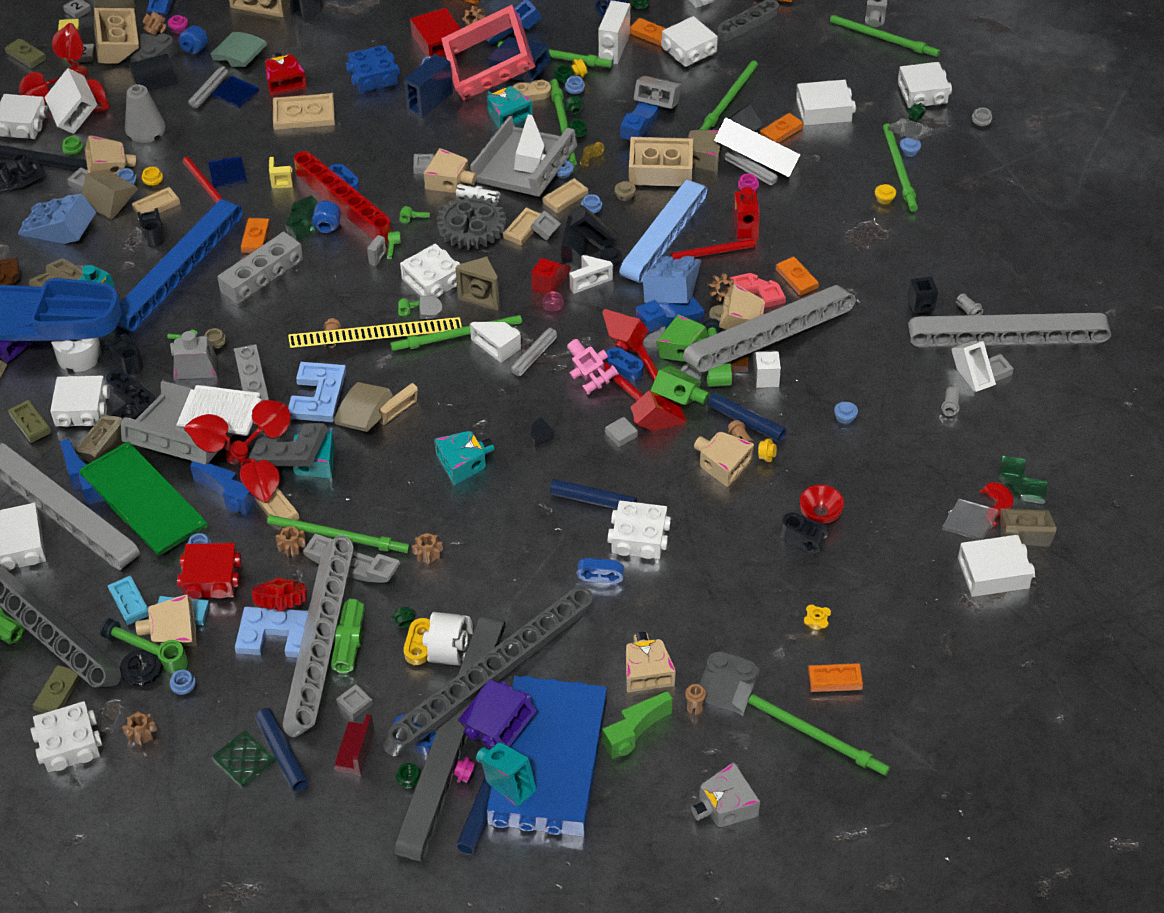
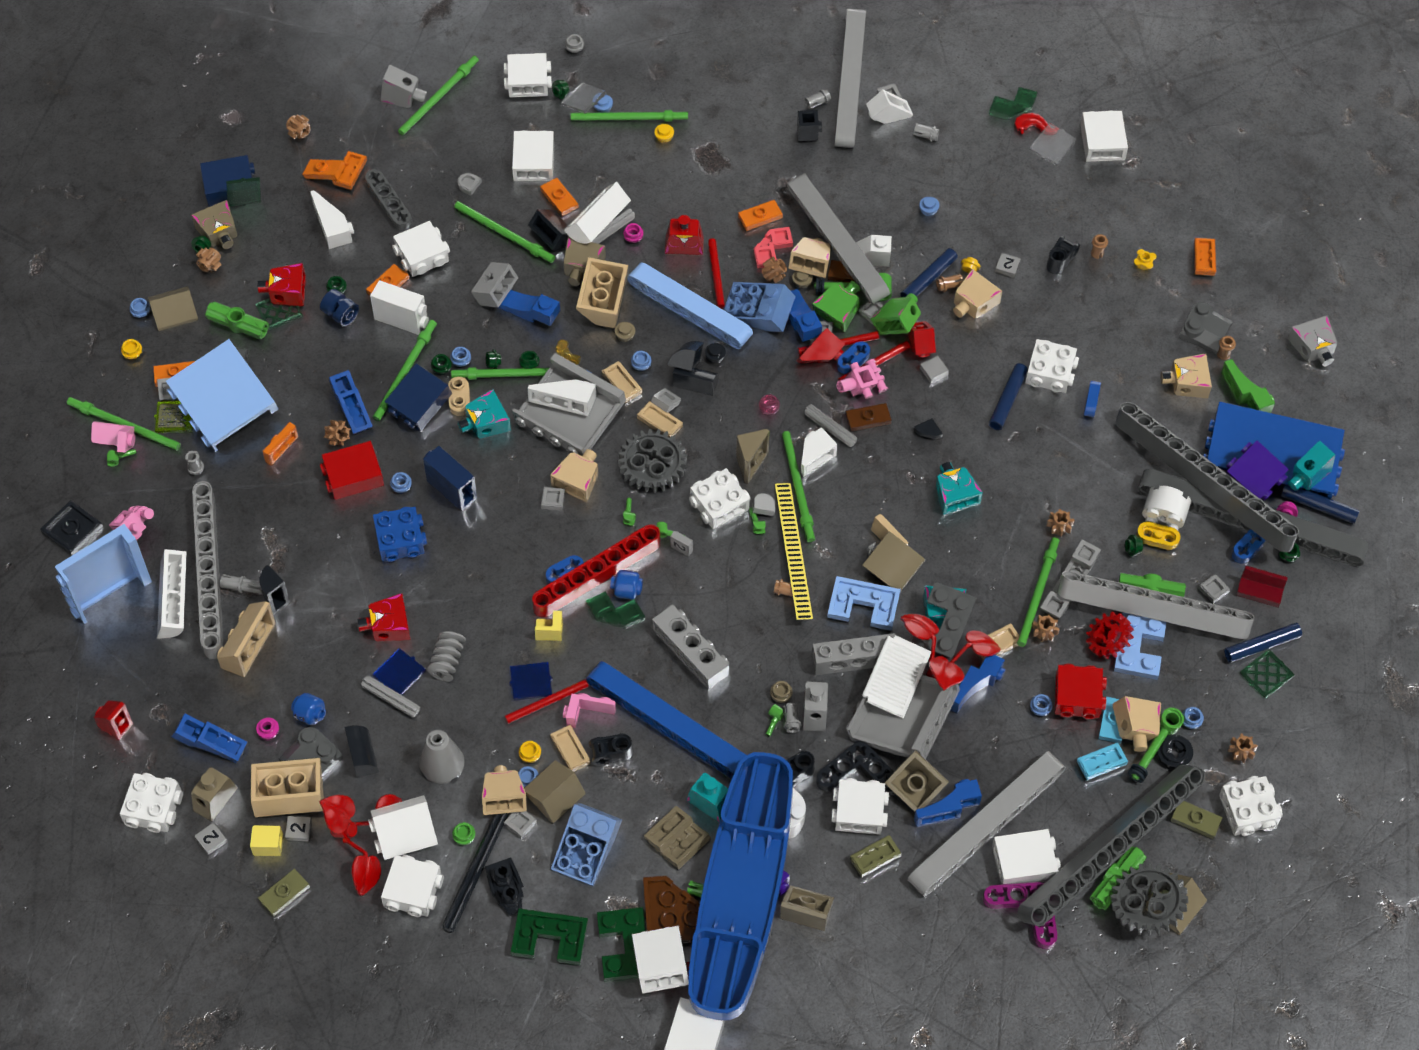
camera: 85 degrees left, 10 degrees up
(143, 498) = (990, 747): green door -> none
(154, 23) = (270, 748): medium nougat gear -> none
(192, 198) = (584, 701): none -> bright pink bracket
(239, 49) = (331, 665): sand green slope -> none
(245, 111) = (445, 655): none -> light grey piece
(255, 234) = (636, 654): orange plate -> none
(303, 111) = (447, 604): tan tile -> none
(478, 191) = (611, 453): white pin -> none
(479, 32) = (454, 406): coral window -> none
(548, 275) = (735, 401): red slope -> none
(549, 381) = (868, 417): none -> reddish brown plate
(579, 68) = (438, 347): yellow plate -> none
(593, 273) = (739, 367): white slope -> none
(778, 487) = (1007, 265): none -> light grey tile
(782, 68) = (468, 183): none -> light grey tile
(821, 497) = (1038, 230): red piece -> none
(821, 563) = (1099, 244): none -> medium nougat pin
(862, 757) = (1276, 253): bright green bar -> none
(1031, 526) = (1067, 107): dark tan slope -> none

